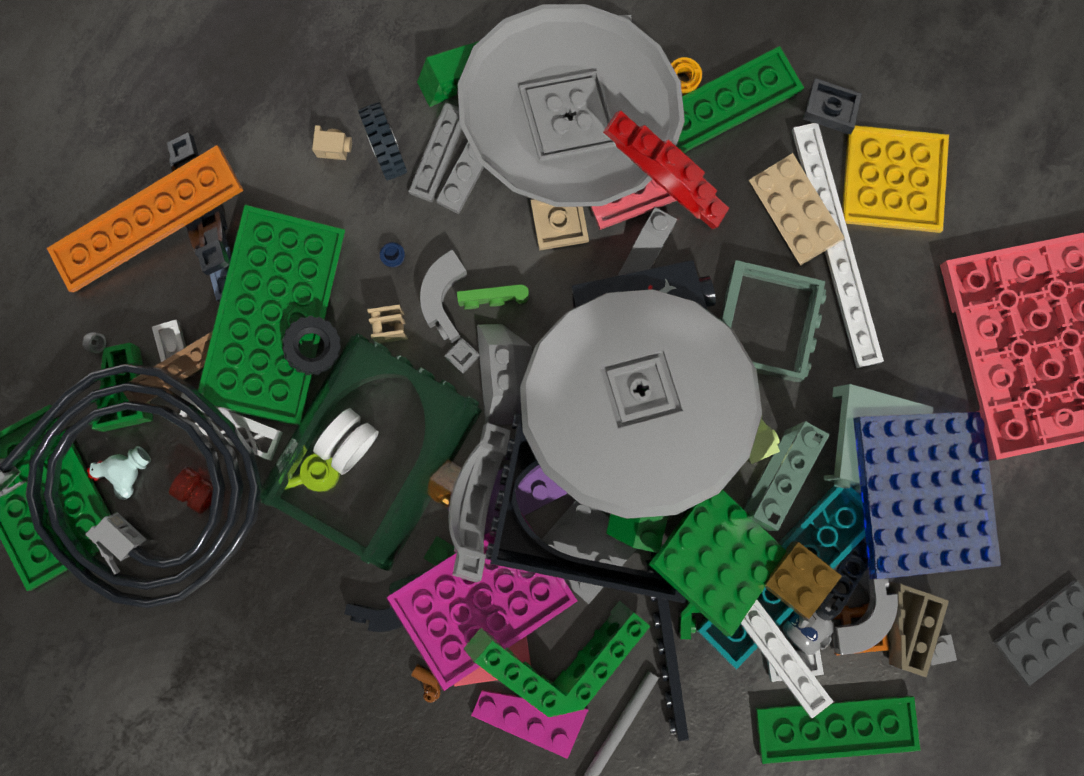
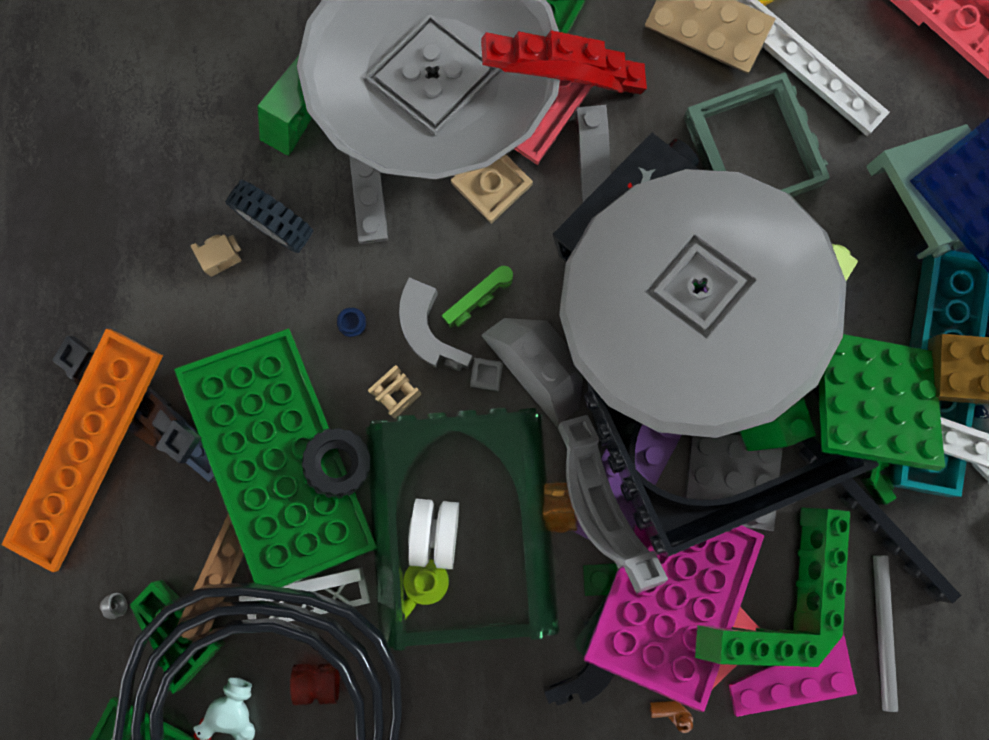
camera: 30 degrees left, 0 degrees up
(168, 339) = (187, 552): white plate -> none
(437, 154) = (328, 193): light grey tile -> none
(785, 474) = (894, 280): sand green window -> none

